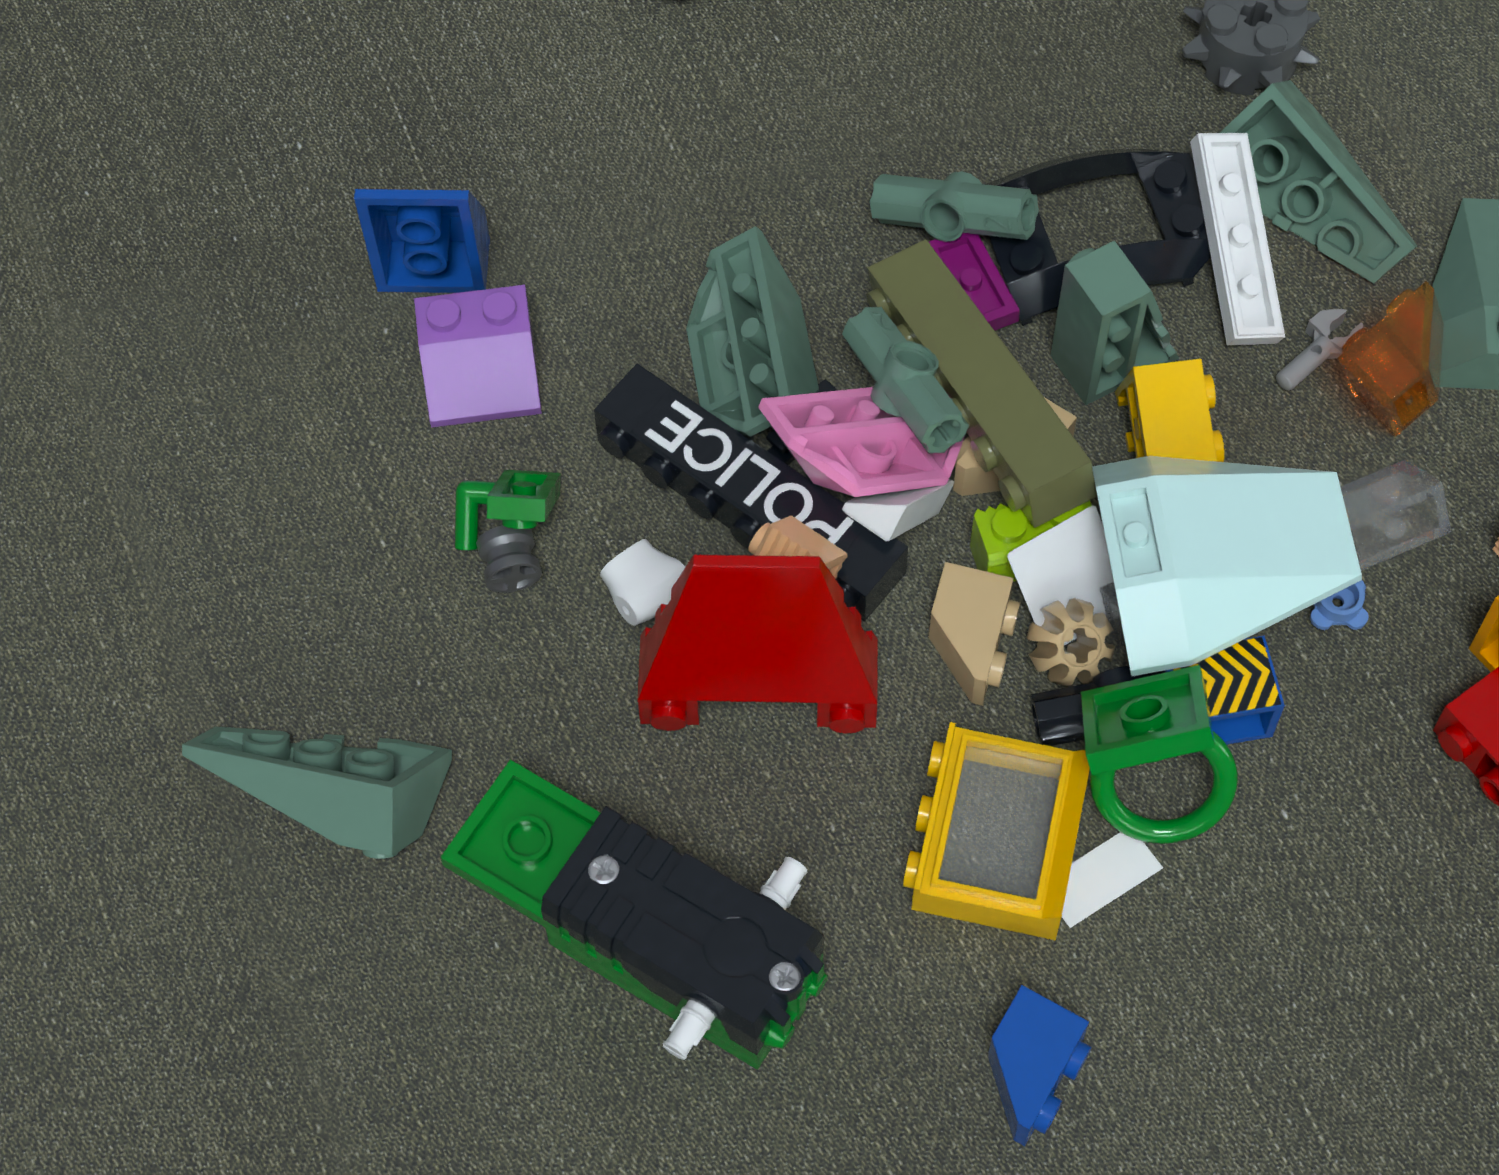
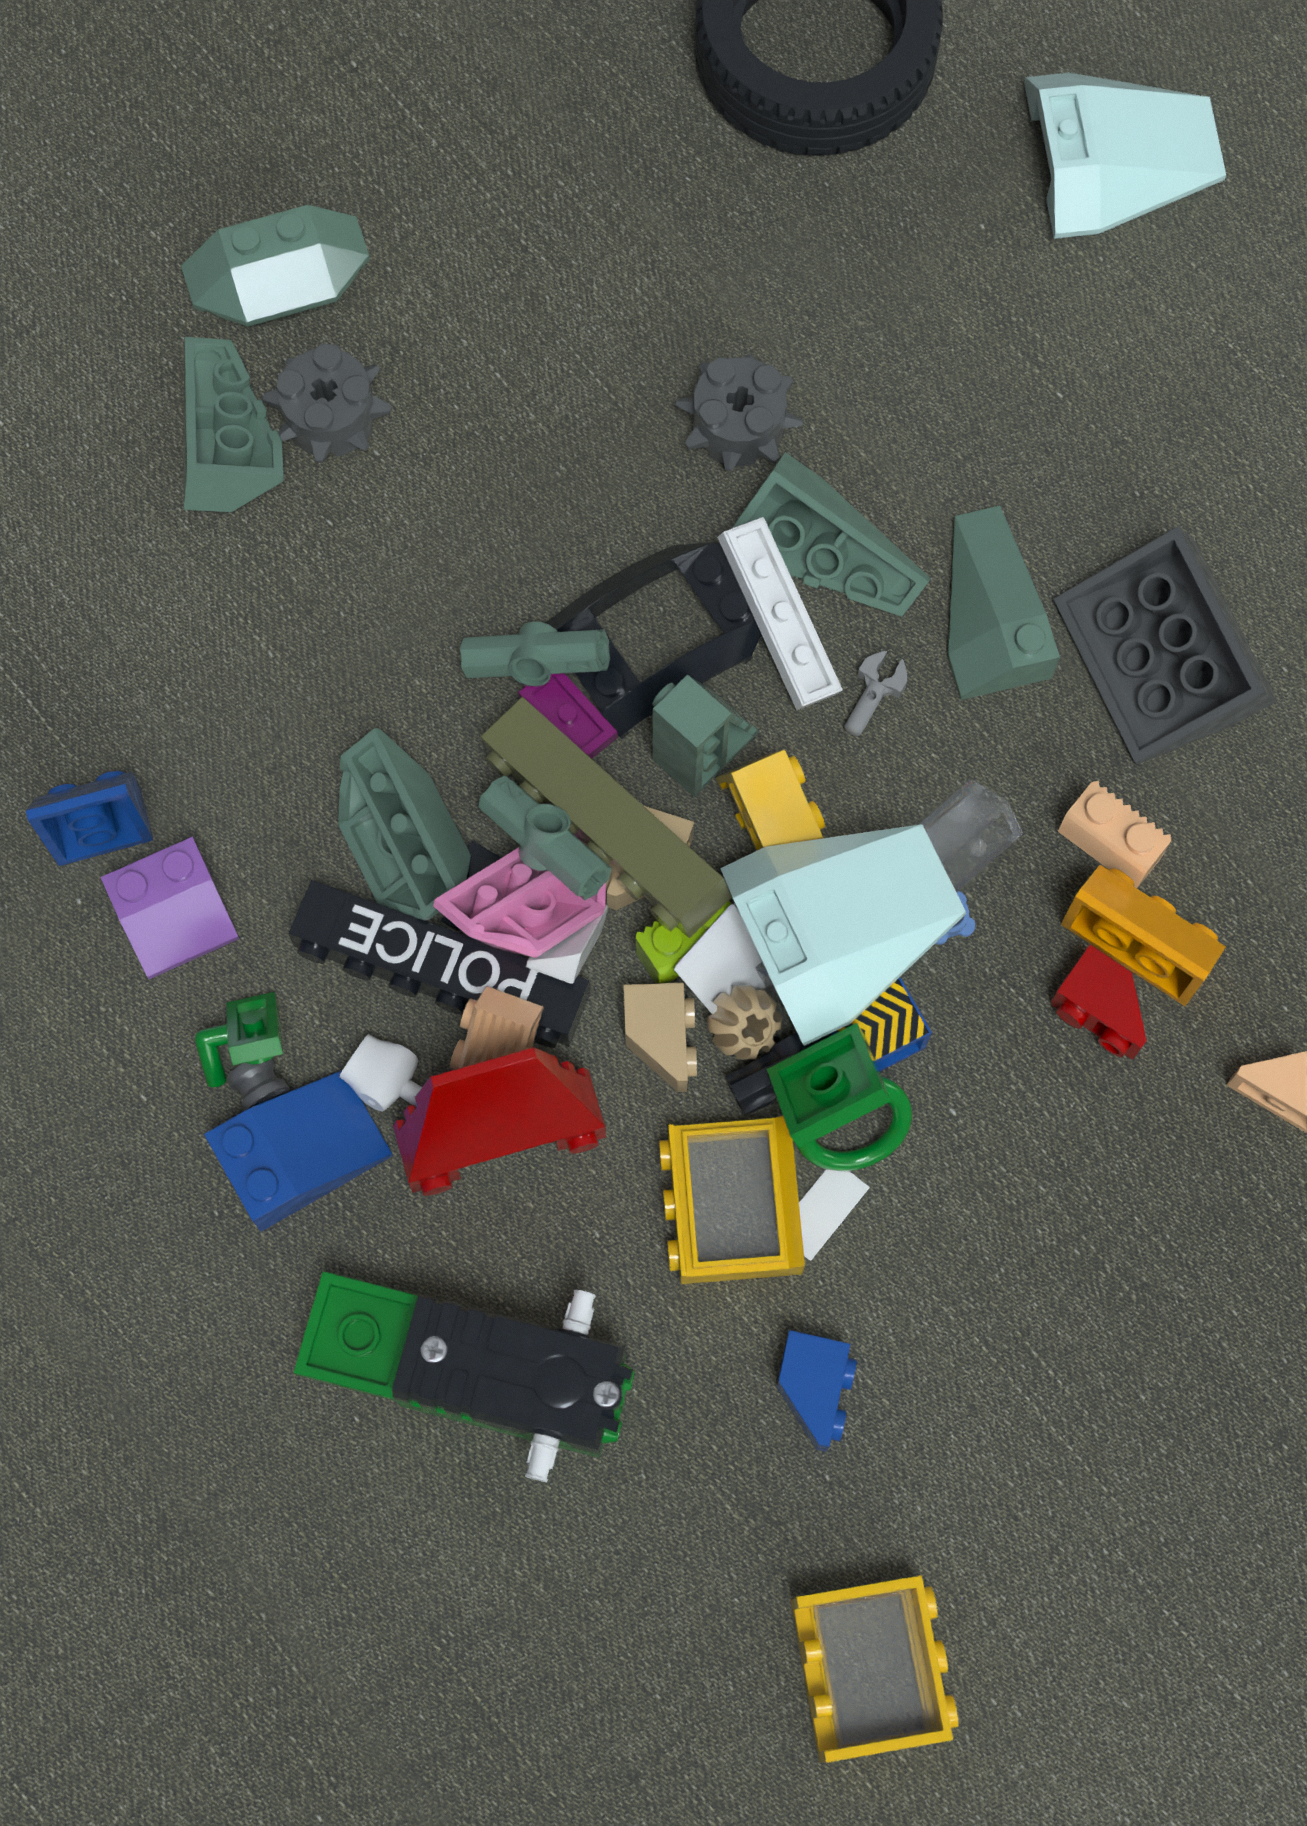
camera: 20 degrees left, 10 degrees up
(347, 794) = (188, 1330): sand green wedge -> none
(528, 636) = (297, 1148): none -> blue slope
(1398, 360) = (946, 696): clear orange slope -> none

